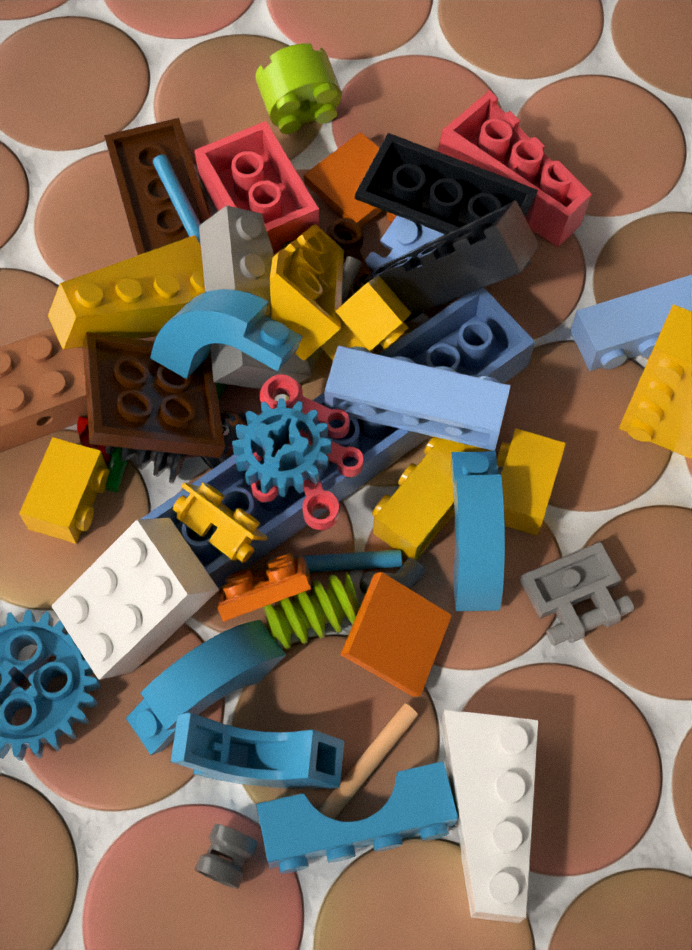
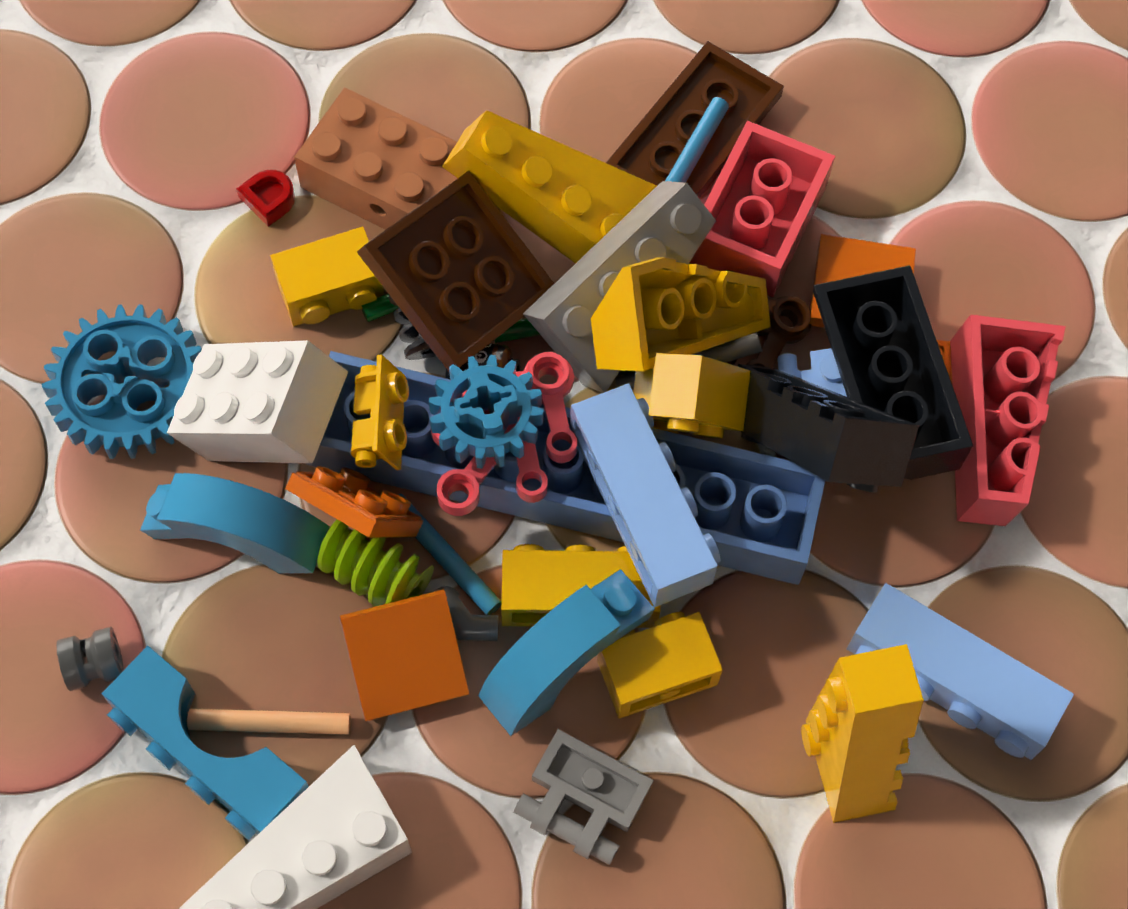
camera: 50 degrees right, 0 degrees up
(227, 319) = (565, 271): dark azure arch -> none
(257, 757) = (195, 611): dark azure arch -> none
(299, 87) = (908, 159): lime brick -> none

